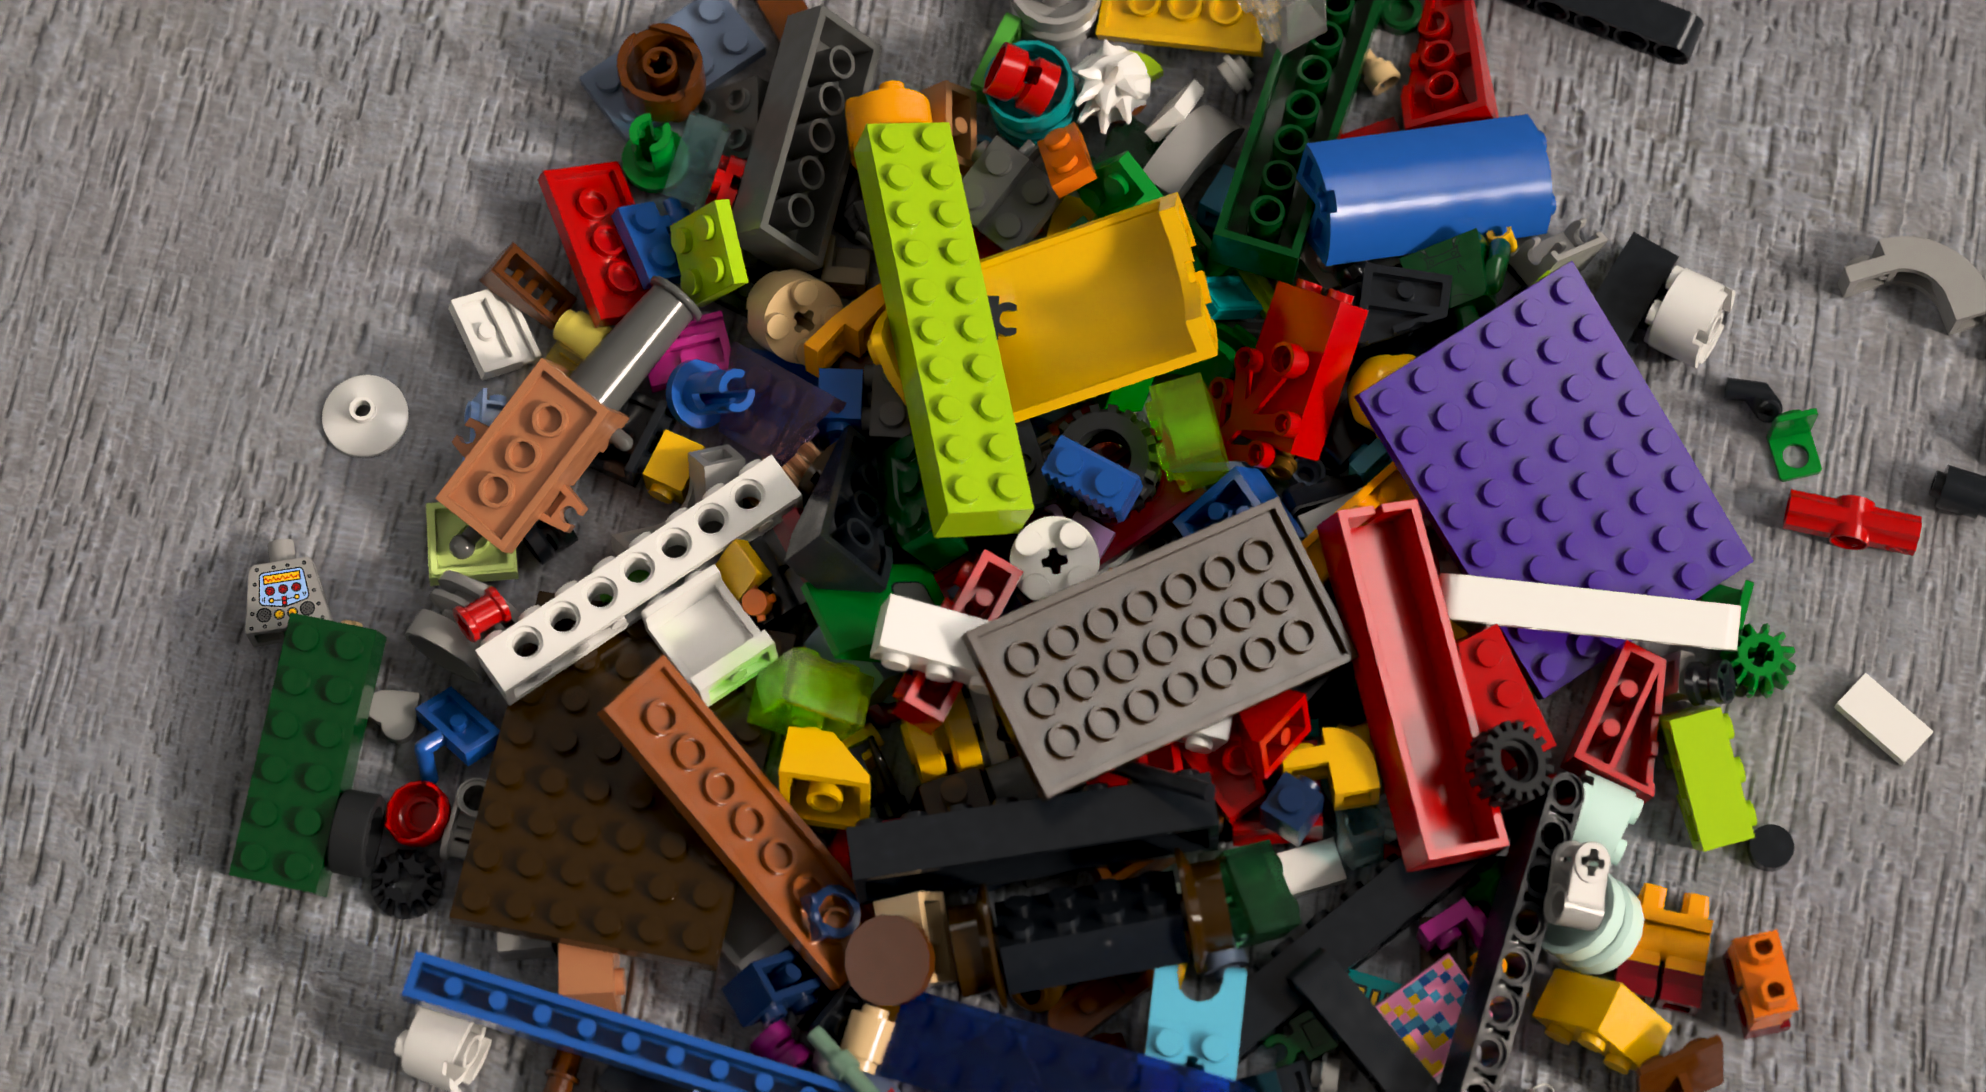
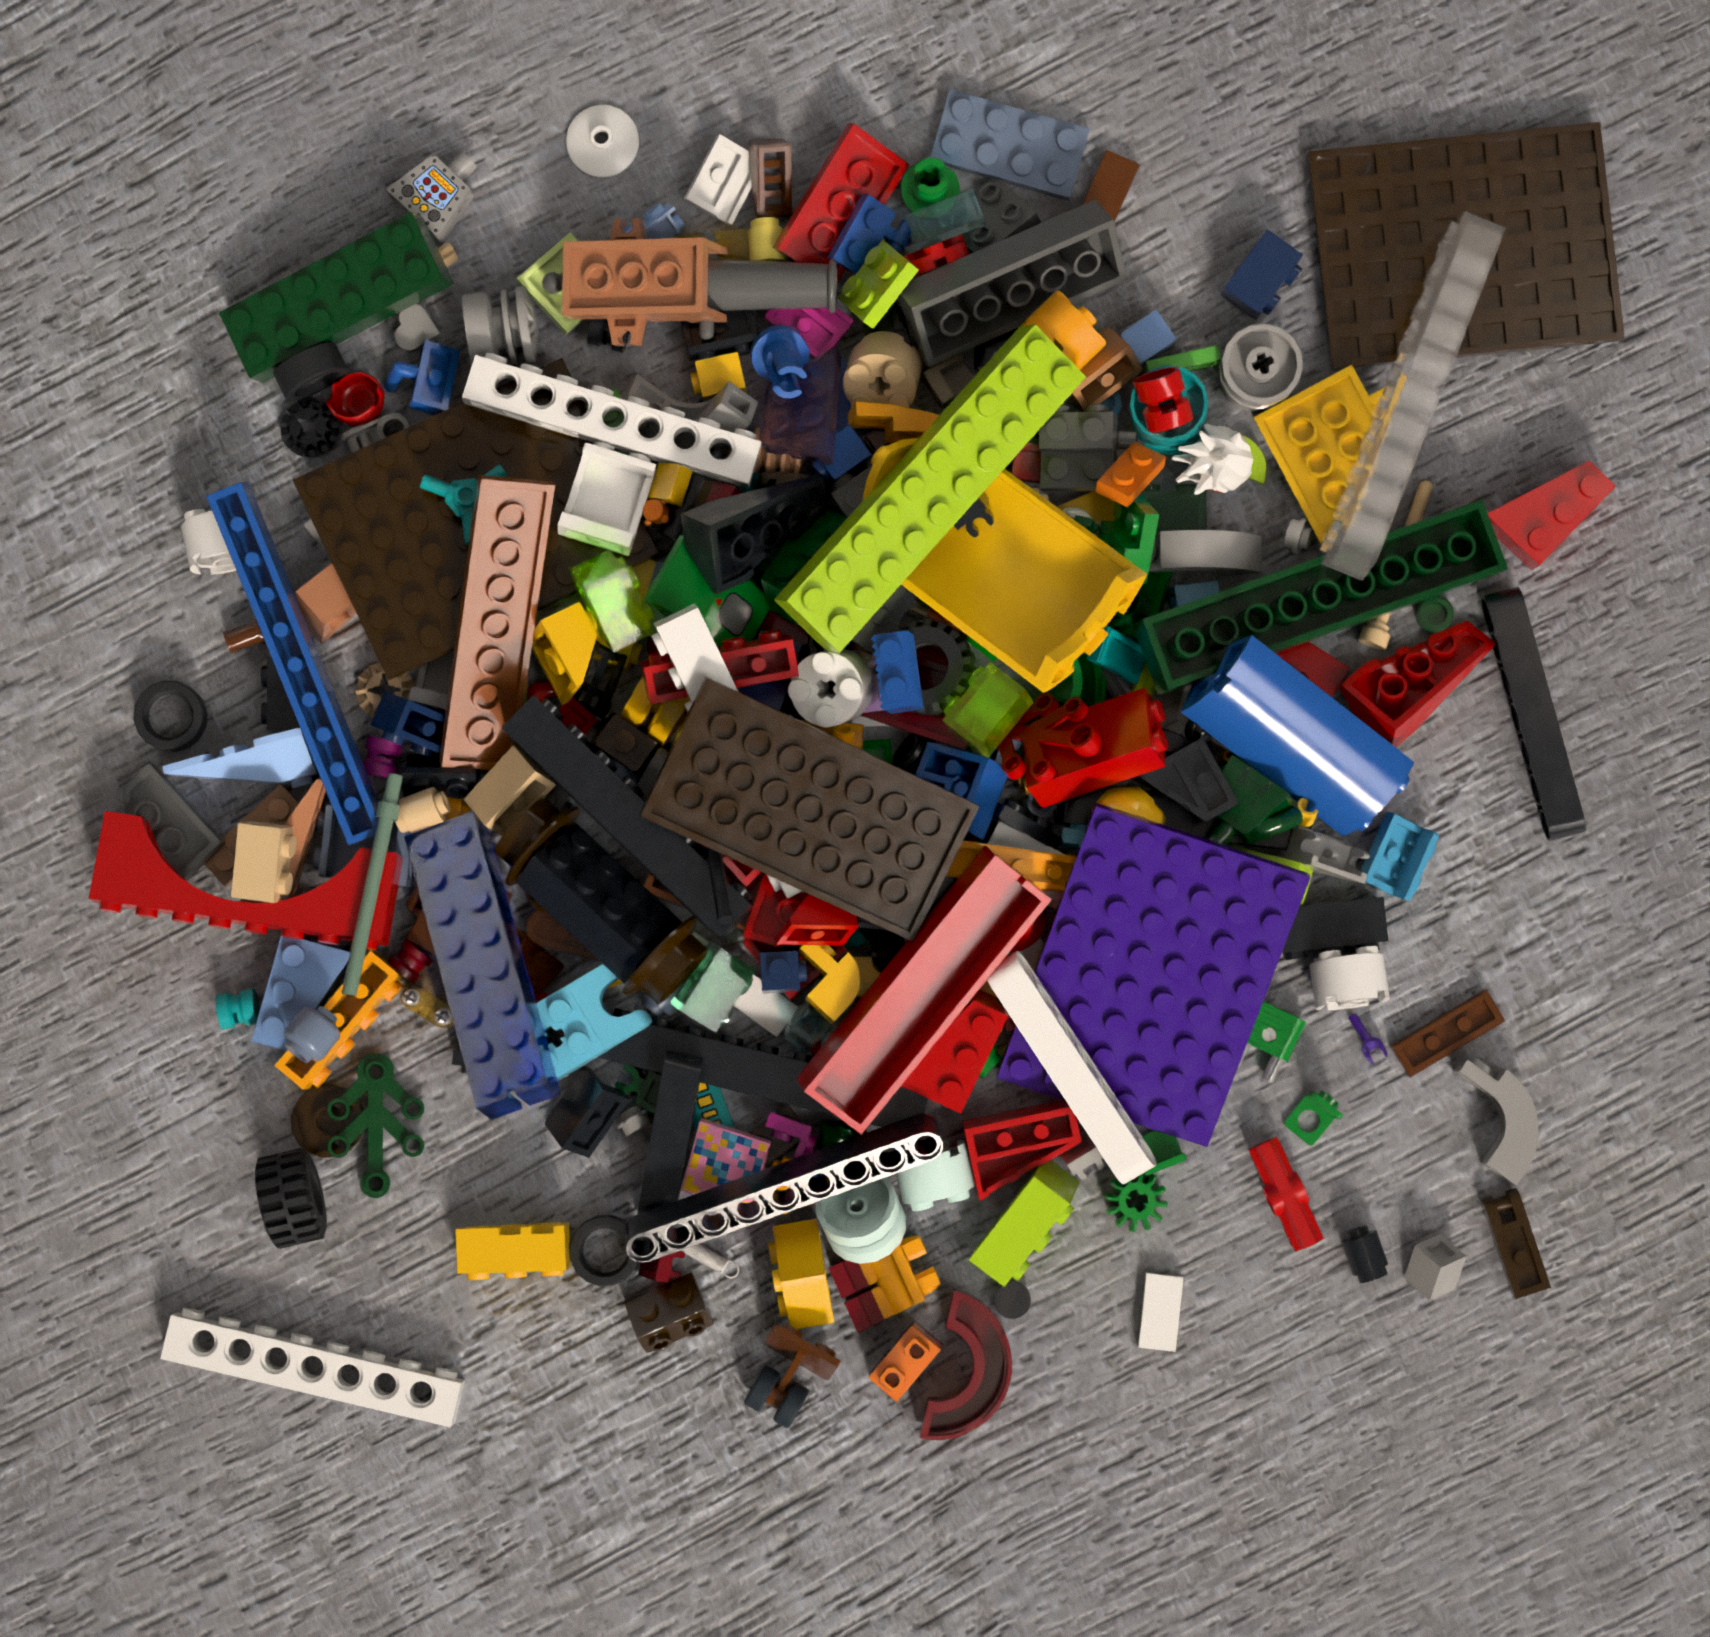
camera: 55 degrees right, 15 degrees up
(482, 614) = (504, 339): red bush -> none
(601, 765) = (459, 495): none -> teal piece
(661, 73) = (998, 130): reddish brown brick -> none
(695, 1004) = (372, 679): none -> tan gear
(820, 930) = (478, 707): dark blue piece -> none
(889, 960) = (478, 787): reddish brown tile -> none
(950, 62) = (1149, 337): none -> medium blue panel
(1175, 111) = (1231, 517): white tile -> none
(1528, 758) = (926, 1109): black tyre -> none
(1575, 887) = (863, 1200): light grey piece -> none
(1605, 196) = (1399, 856): none -> dark azure bracket
(1698, 425) = (1276, 1035): none -> green piece
(1710, 682) = (1090, 1181): black wheel -> none
(1757, 395) = (1331, 1066): black arm -> none
(1759, 347) = (1368, 1041): none -> dark purple hand
(1803, 276) = (1447, 1033): none -> reddish brown tile
(1828, 913) = (988, 1381): none -> dark red brick

